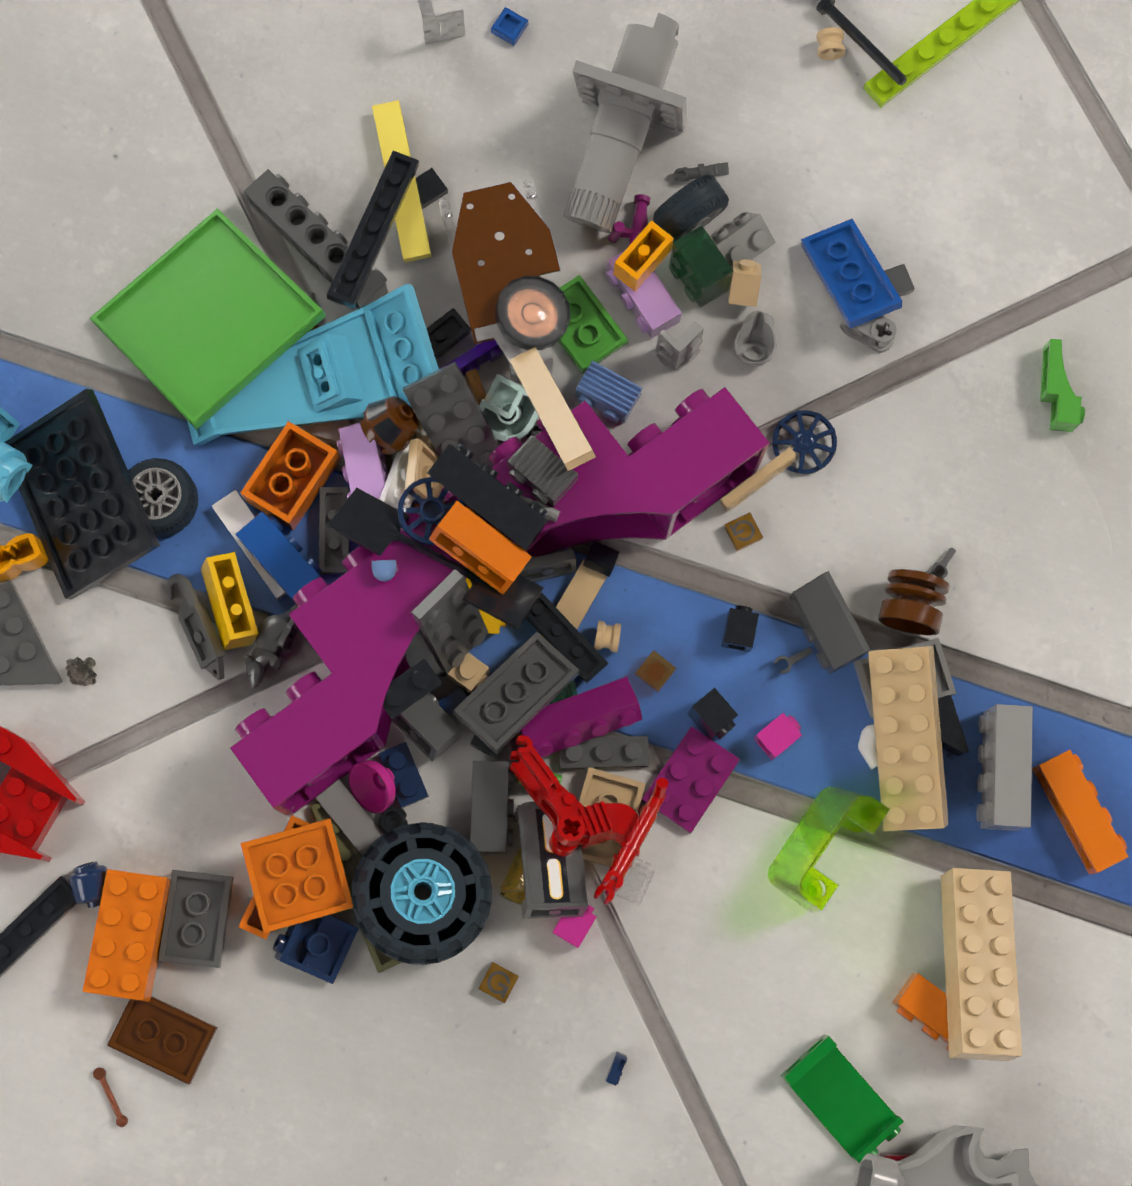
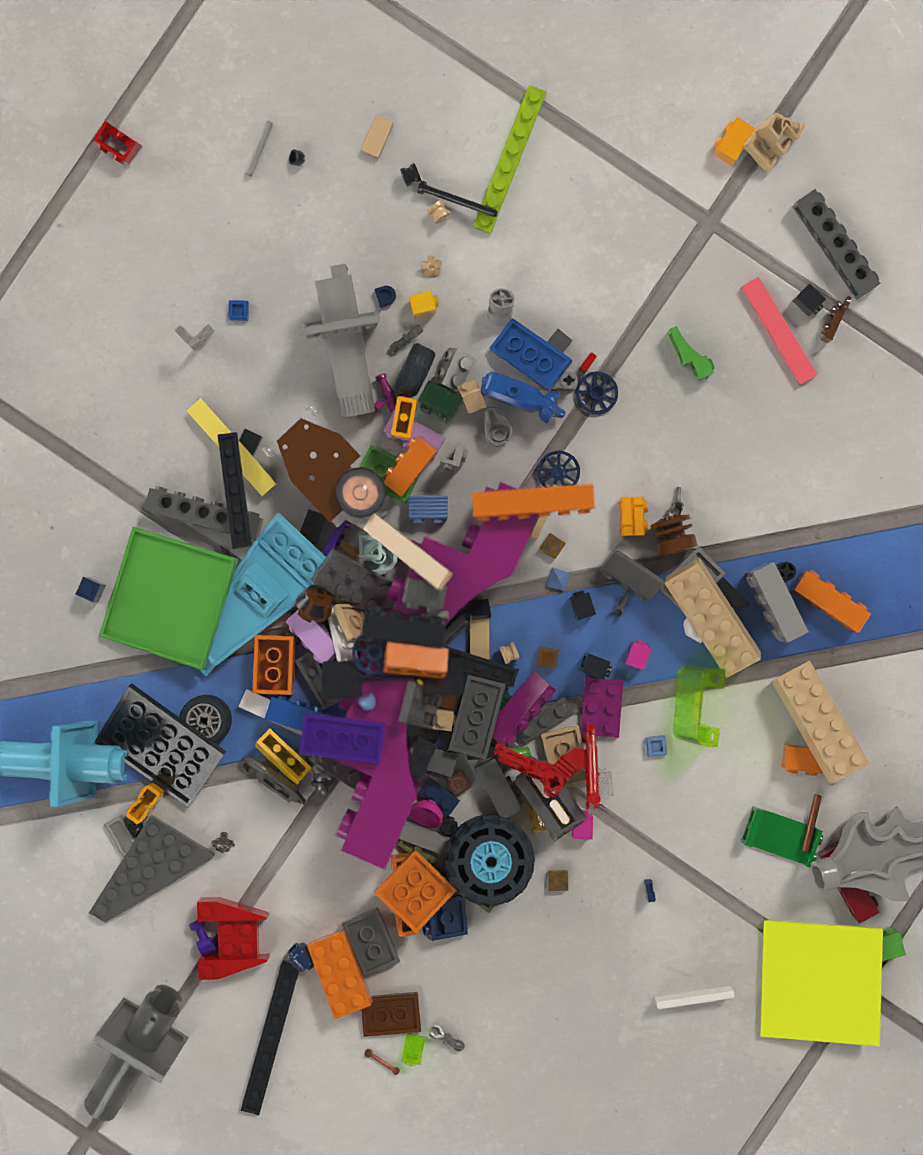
camera: 25 degrees left, 10 degrees up
(115, 253) = (90, 589): none -> dark blue brick
(163, 1103) = (413, 1049): none -> clear neon green bracket
(218, 1116) = (447, 1039): none -> dark grey piece
(288, 645) = (340, 771): none -> dark grey plate
(322, 597) = (342, 738): none -> dark purple plate
(439, 772) = (458, 784): none -> copper tile
(492, 652) = (450, 702): none -> reddish brown tile
(616, 321) = (410, 465): none -> orange brick
(705, 108) = (386, 295): none -> dark blue tile
(726, 579) = (558, 579): none -> medium blue slope
(735, 874) = (656, 745): none -> medium blue tile
(747, 141) = (423, 304): none -> yellow brick
(754, 431) = (533, 501): none -> orange brick
(783, 102) = (431, 265): none -> tan plant
(809, 314) = (521, 396): none -> blue animal
(845, 194) = (500, 306): none -> light grey wheel
(871, 550) = (632, 516): none -> light orange brick
(893, 1104) = (811, 823): none -> copper bar
(909, 372) = (596, 393): none -> dark blue wheel
(919, 326) = (587, 363): none -> red tile
(1042, 732) = (789, 570): none -> black wheel

